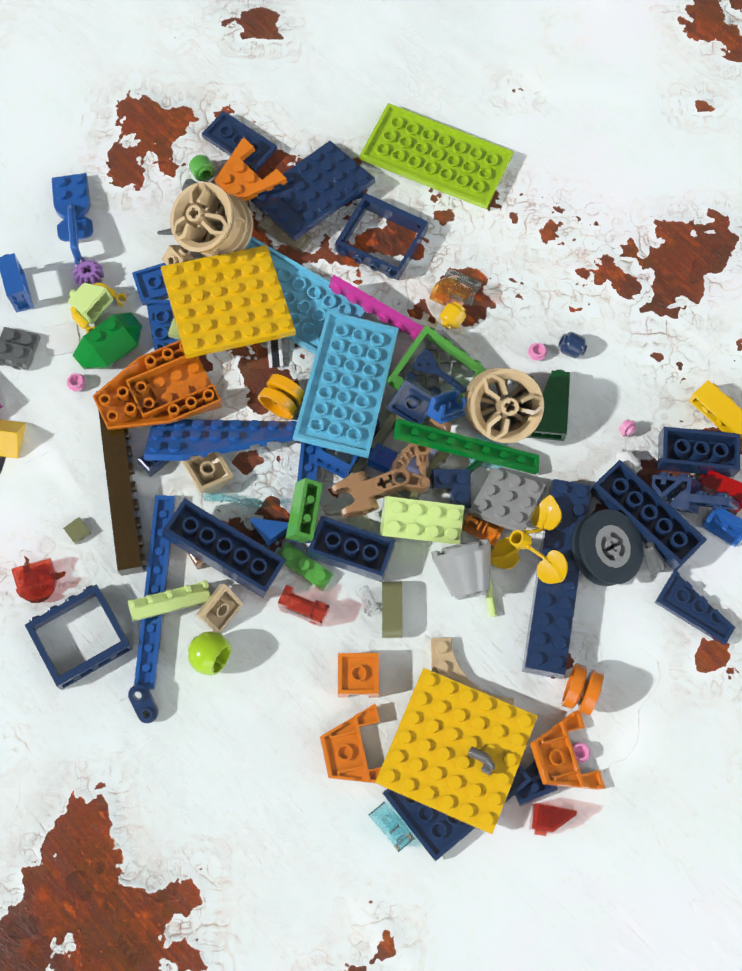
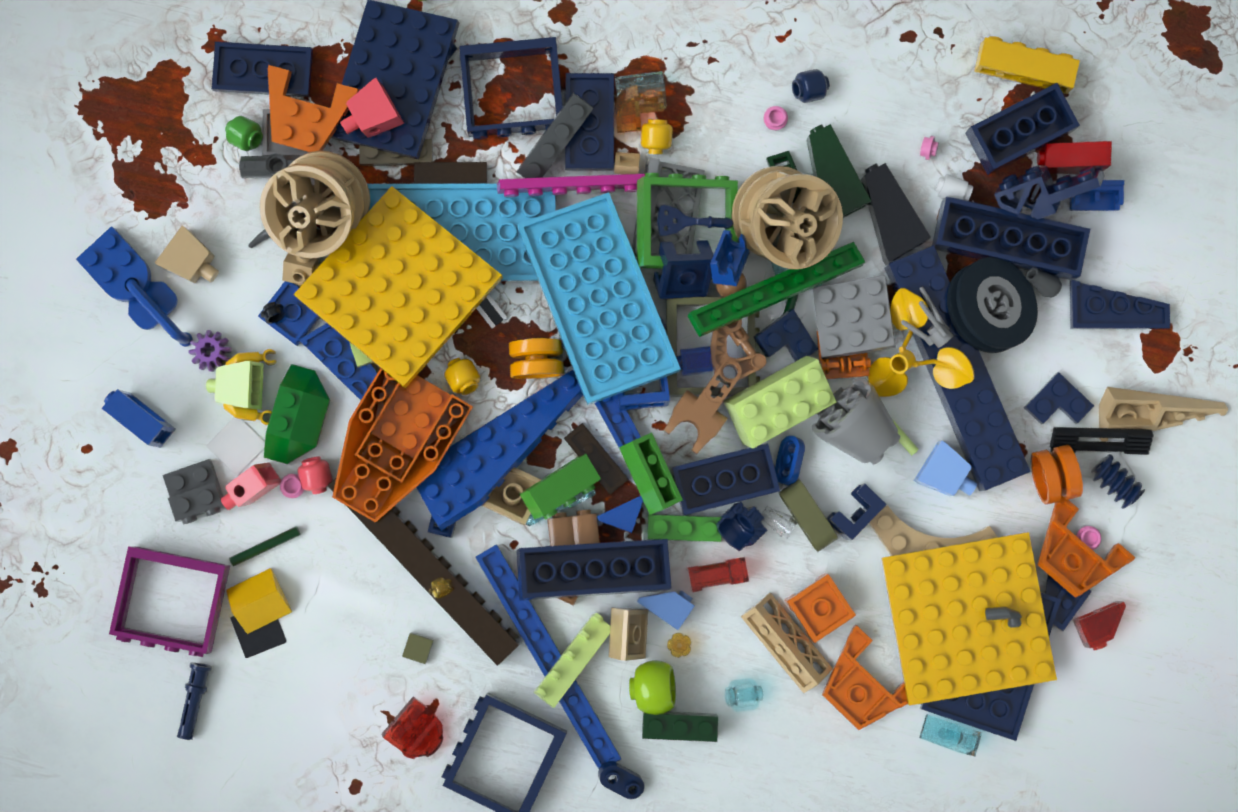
camera: 35 degrees left, 15 degrees up
(32, 407) = (264, 546): none -> dark green bar
(51, 363) = (250, 485): none -> coral torso
(93, 381) = (315, 475): none -> coral head
(116, 214) = (188, 257): none -> tan torso
(117, 496) = (440, 588): none -> clear yellow plate
(141, 273) = (273, 312): none -> black plate
(208, 692) = (680, 726): none -> dark green brick
(228, 381) = (462, 376): none -> yellow head
(234, 517) = (573, 529): none -> medium nougat brick
(240, 483) = (560, 487): none -> bright green brick
(246, 634) = (679, 638): none -> clear yellow plate
(257, 608) = (669, 606): none -> medium blue slope
(266, 700) = (743, 695): none -> clear light blue head
(277, 486) = (585, 443): none -> dark brown tile
(285, 194) = (371, 111): none -> coral torso
(310, 262) = (450, 172): none -> dark brown tile
(316, 684) = (784, 646): none -> tan fence
(341, 585) = (741, 526): none -> dark blue hair
(390, 276) = (555, 137): none -> dark grey plate
(403, 565) = (789, 460): none -> blue plate
(416, 283) = (594, 141): none -> dark blue plate
(422, 319) = (626, 163): none -> tan plate
(425, 632) = (861, 517): none -> dark blue panel
(505, 640) = (946, 471): none -> light blue torso
(558, 539) = (939, 331): none -> light grey plant
(576, 456) = (892, 215): none -> black slope
(618, 640) = (1058, 394): none -> dark blue plate
(624, 725) = (1117, 481): none -> dark blue piece
(654, 707) = (1135, 442): none -> black container
(666, 685) = (1151, 411): none -> tan wedge

